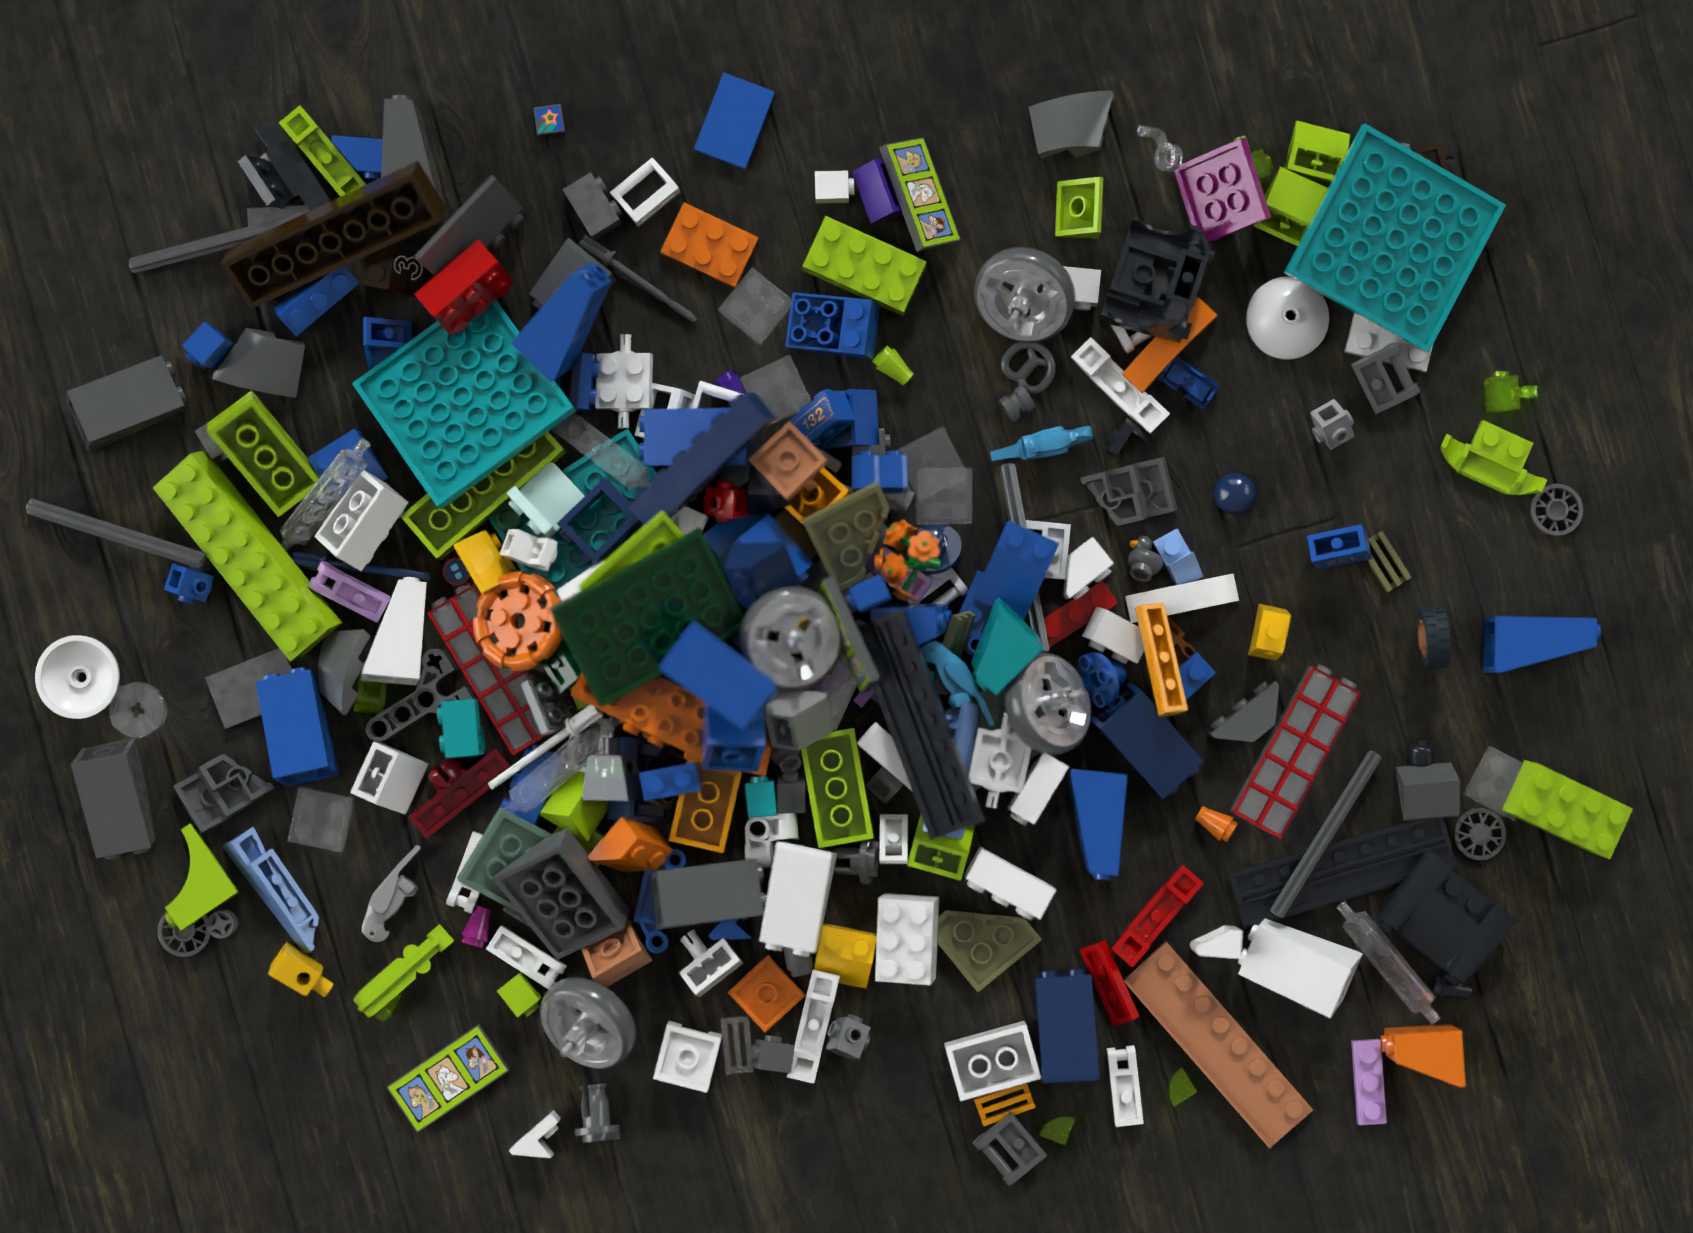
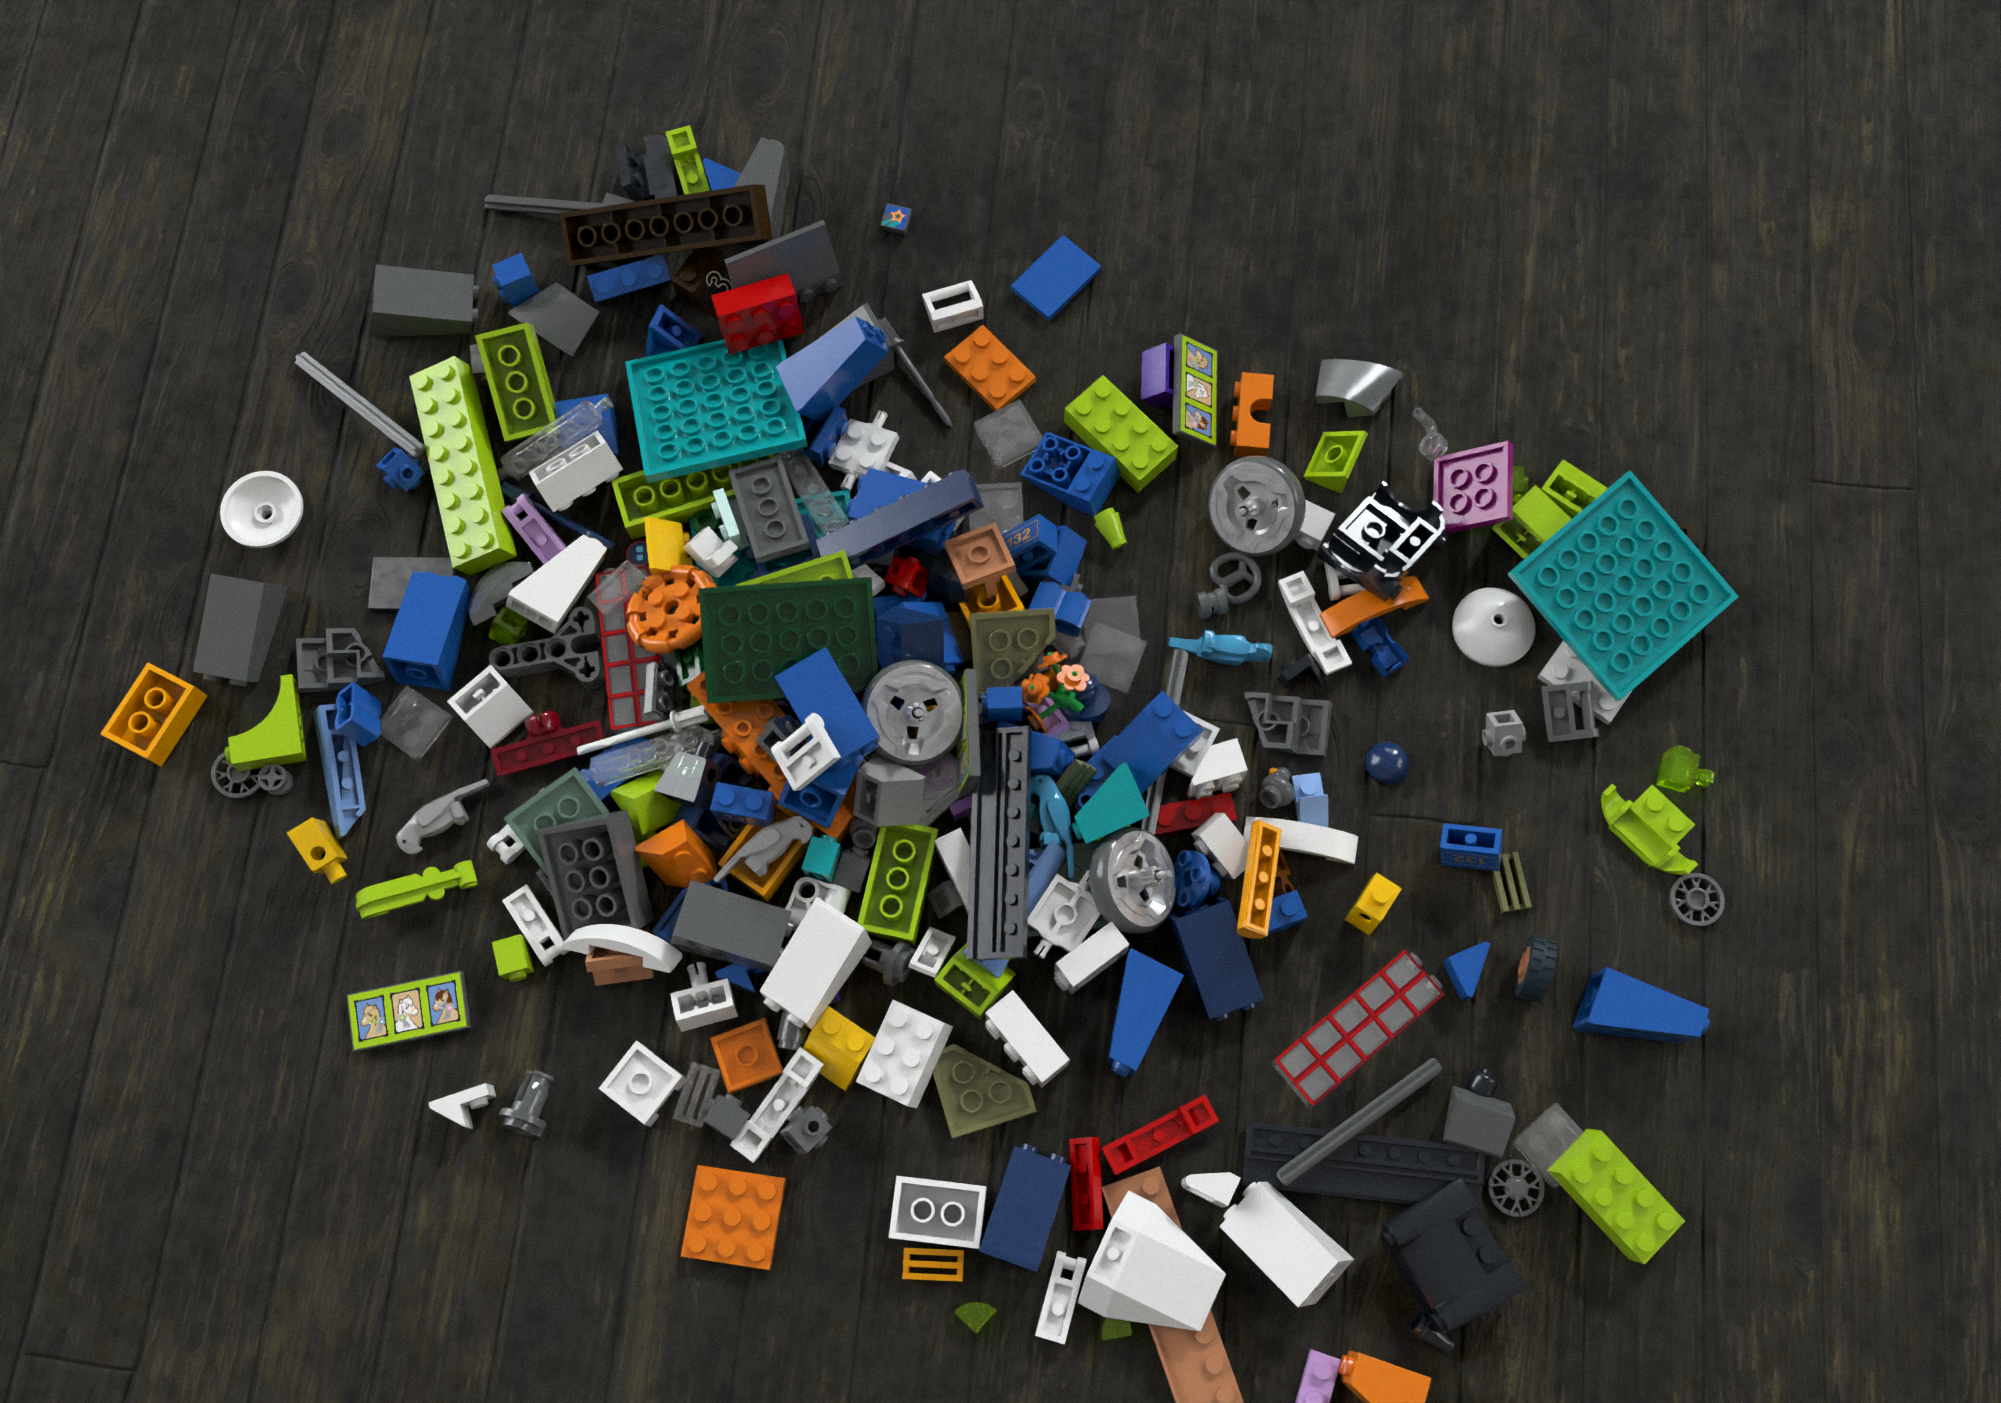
camera: 20 degrees right, 15 degrees down
(80, 912) = (154, 714): none -> light orange brick
(150, 700) = (290, 552): clear plate -> none
(272, 836) = (358, 714): none -> blue brick
(385, 1013) = (385, 920): clear neon green tile -> none
(455, 619) = (617, 588): none -> clear tile
(461, 728) = (574, 687): teal brick -> none
(477, 928) = (503, 879): magenta cone -> none
(568, 490) = (769, 509): none -> dark grey plate
(580, 1034) = (578, 995): flat silver wheel -> none
(592, 205) = (901, 297): flat silver brick -> none
(614, 943) = (655, 952): none -> white slope
(682, 711) = (779, 730): none -> dark grey brick
(710, 807) = (768, 845): none -> light grey animal
(724, 733) = (811, 758): none -> white plate
(816, 1134) = (733, 1217): none -> orange plate
(833, 187) = (1119, 359): white brick -> none
(988, 218) = (1253, 394): none -> orange arch
(1017, 1143) = (928, 1309): dark grey plate -> none
(1193, 1034) = (1150, 1270): none -> white wedge
(1218, 824) = (1254, 1068): orange cone -> none
(1249, 717) = (1324, 977): dark grey slope -> none
(1372, 658) = (1466, 968): none -> blue slope
(1388, 962) = (1378, 1280): clear plate -> none

